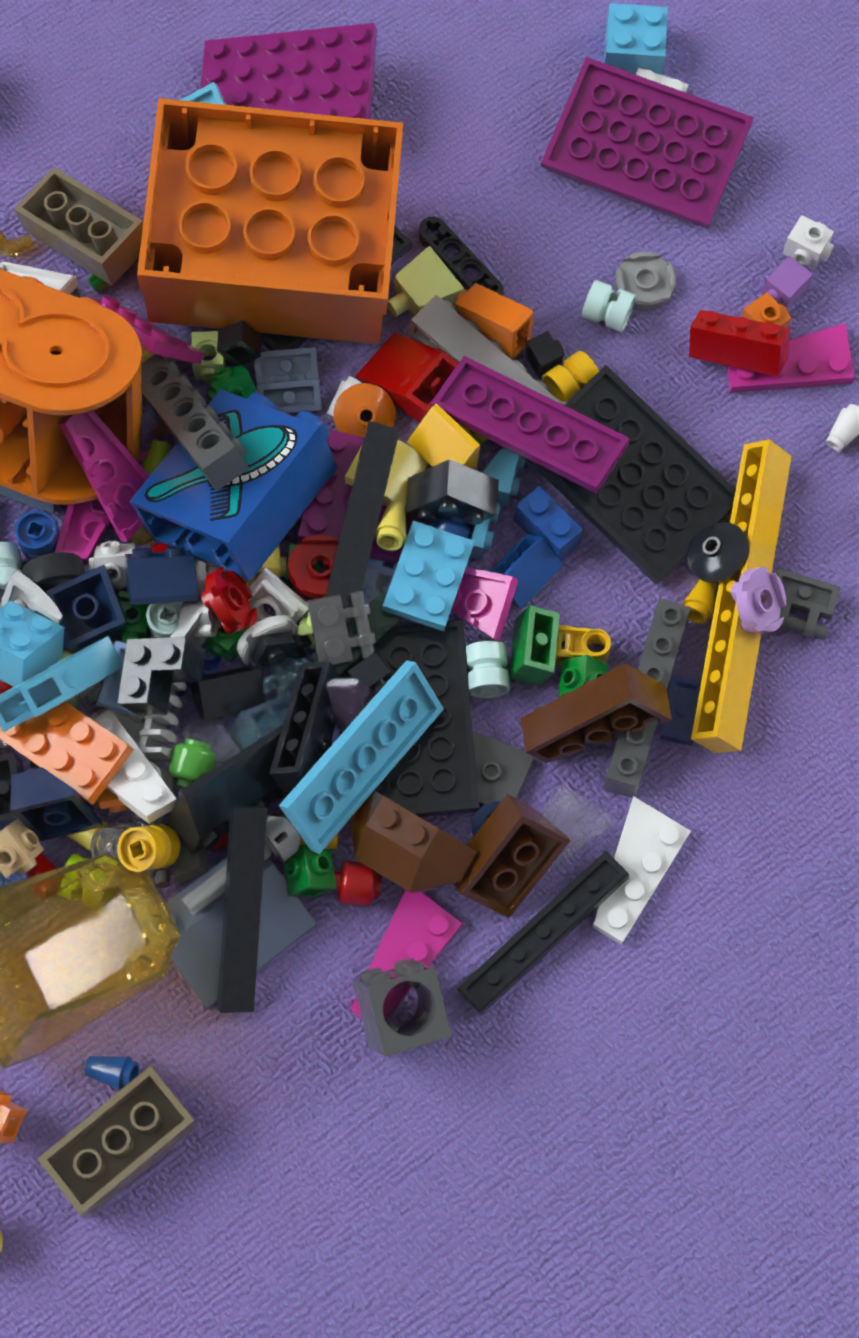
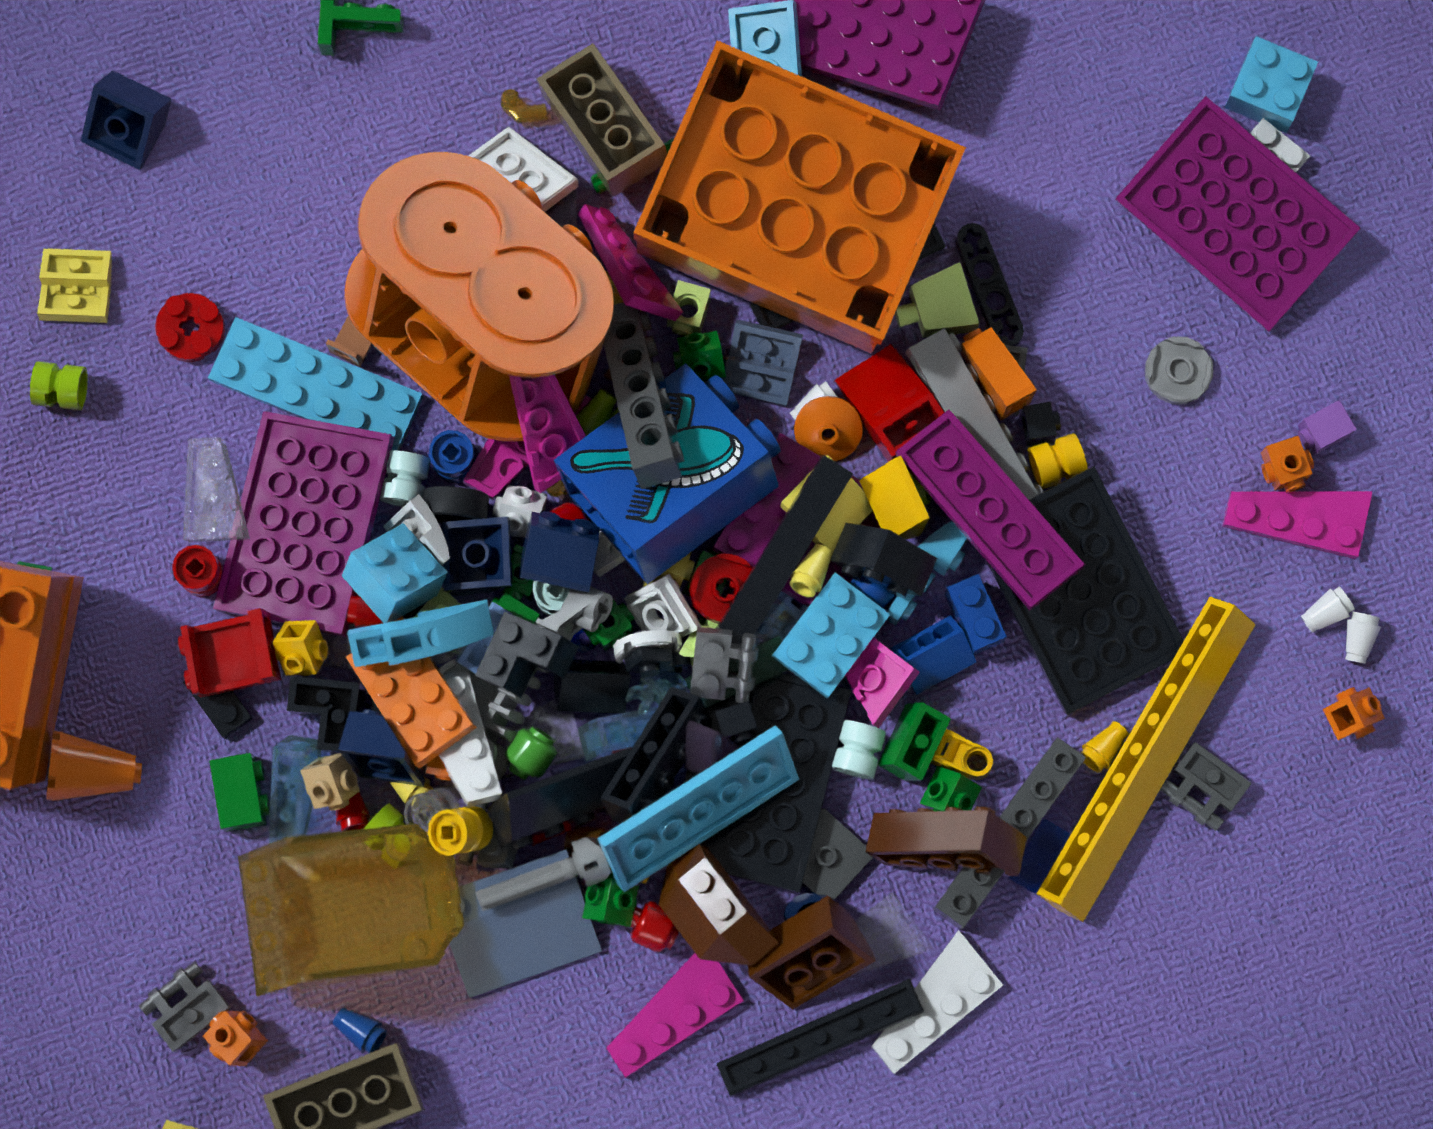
camera: 20 degrees right, 10 degrees up
(229, 599) = (620, 600): red plate -> none
(239, 343) = (723, 311): black plate -> none
(242, 909) = (532, 919): black tile -> none
(427, 1024) = (662, 1097): dark grey brick -> none
(608, 306) = (1115, 387): light aqua wheel -> none
(727, 557) = (1146, 716): black dish -> none
(739, 342) = (1247, 482): red brick -> none
(756, 614) = (1153, 791): lavender plate -> none
(809, 242) = (1368, 389): white brick -> none

